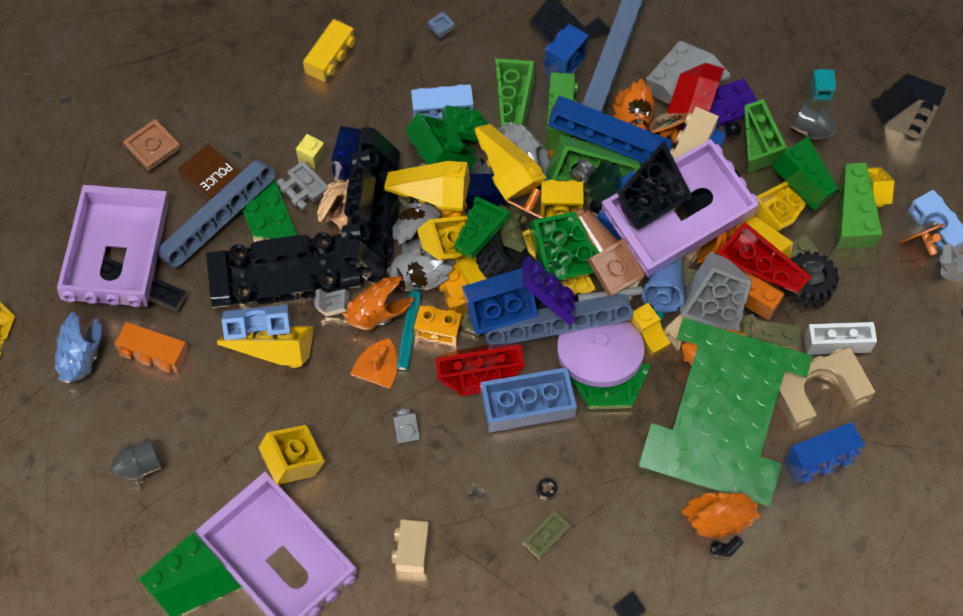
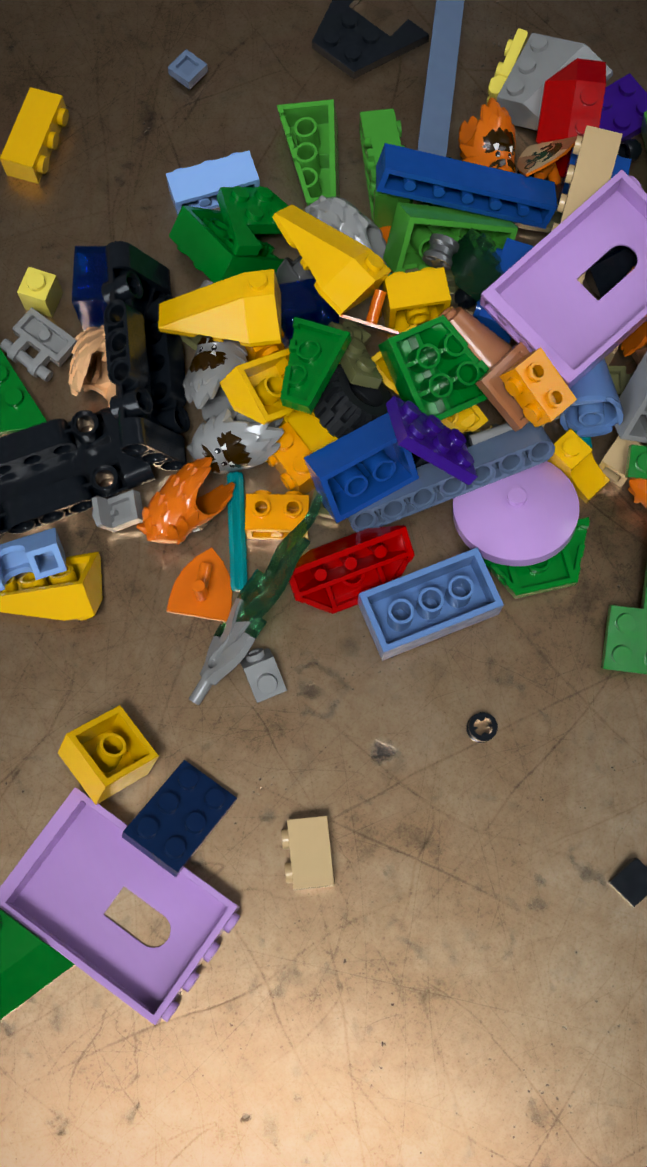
camera: 10 degrees left, 10 degrees up
(329, 505) = (179, 818): none -> dark blue plate
(403, 383) = (255, 599): none -> piece
(546, 534) = (496, 796): olive plate -> none
(566, 51) = (375, 76): blue brick -> none
(627, 269) = (538, 388): none -> light orange brick
(653, 189) = (556, 261): black wedge -> none
(664, 50) = (512, 52): none -> light yellow hinge

